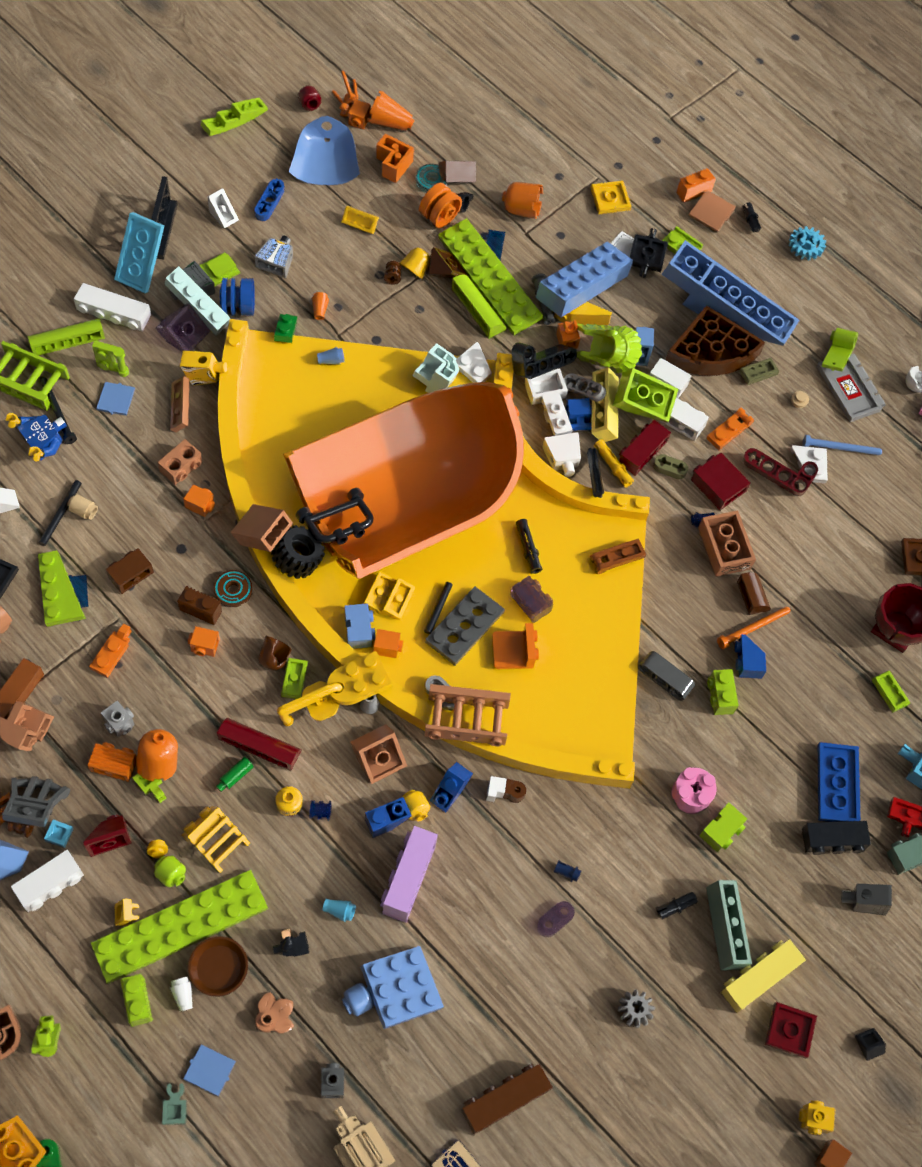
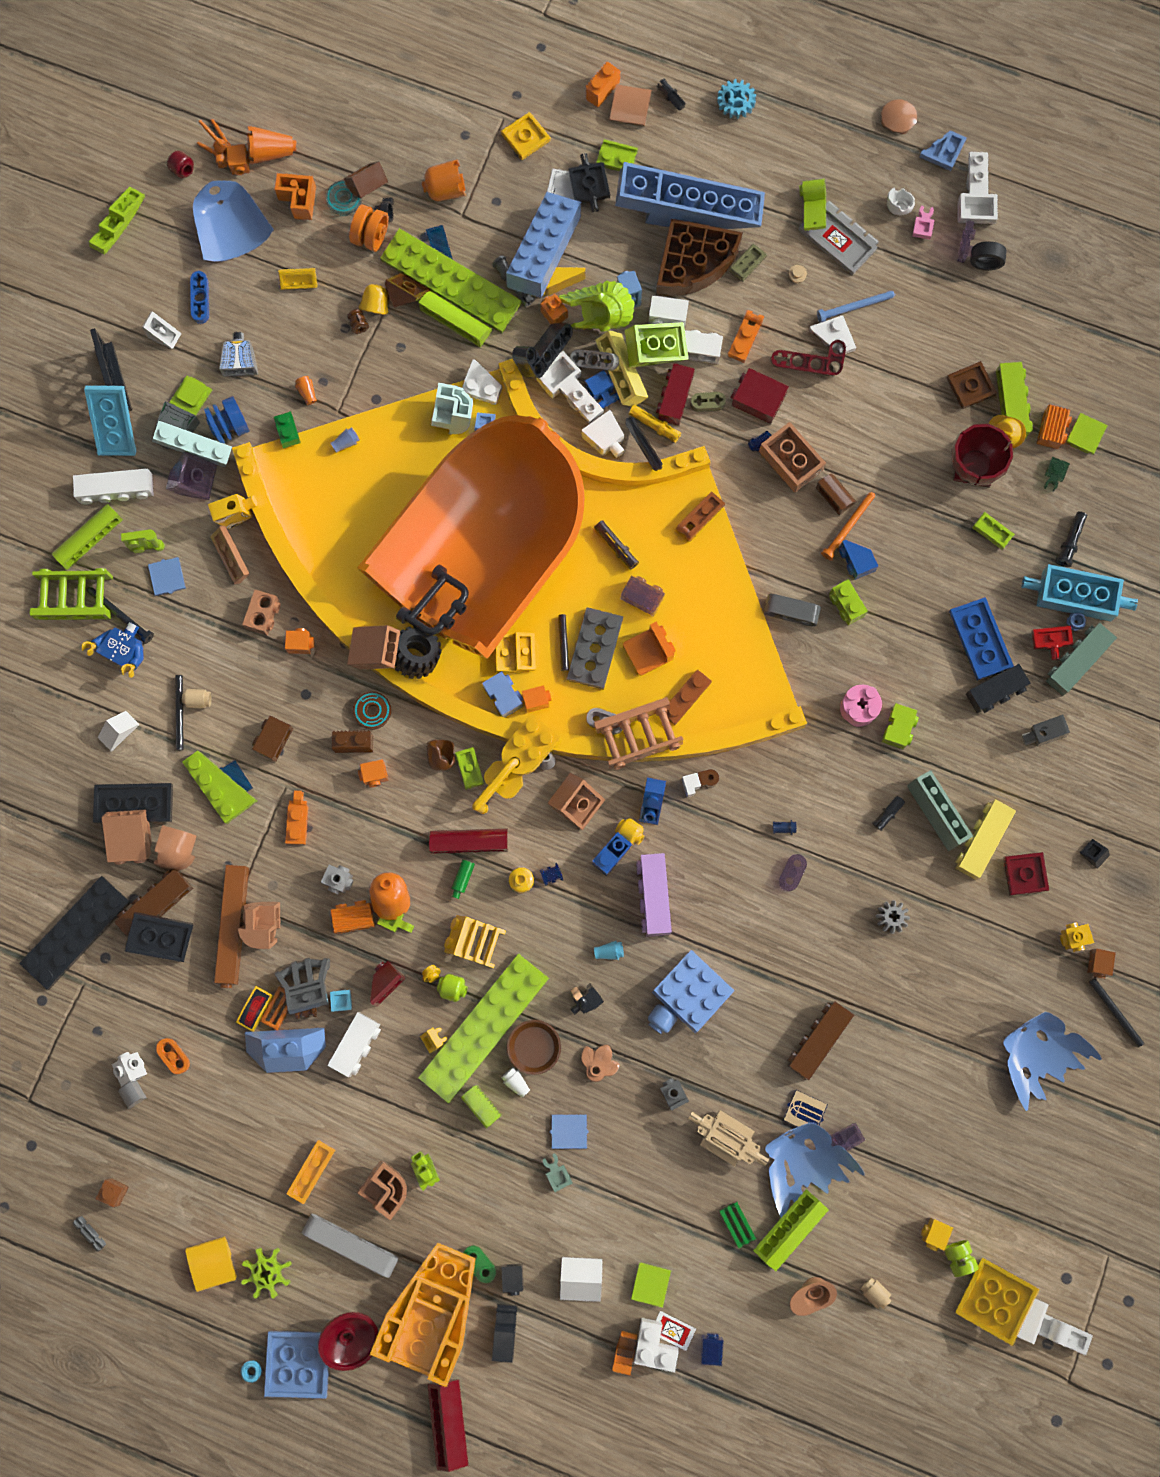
camera: 15 degrees left, 15 degrees up
(530, 707) = (687, 696): none -> dark orange plate

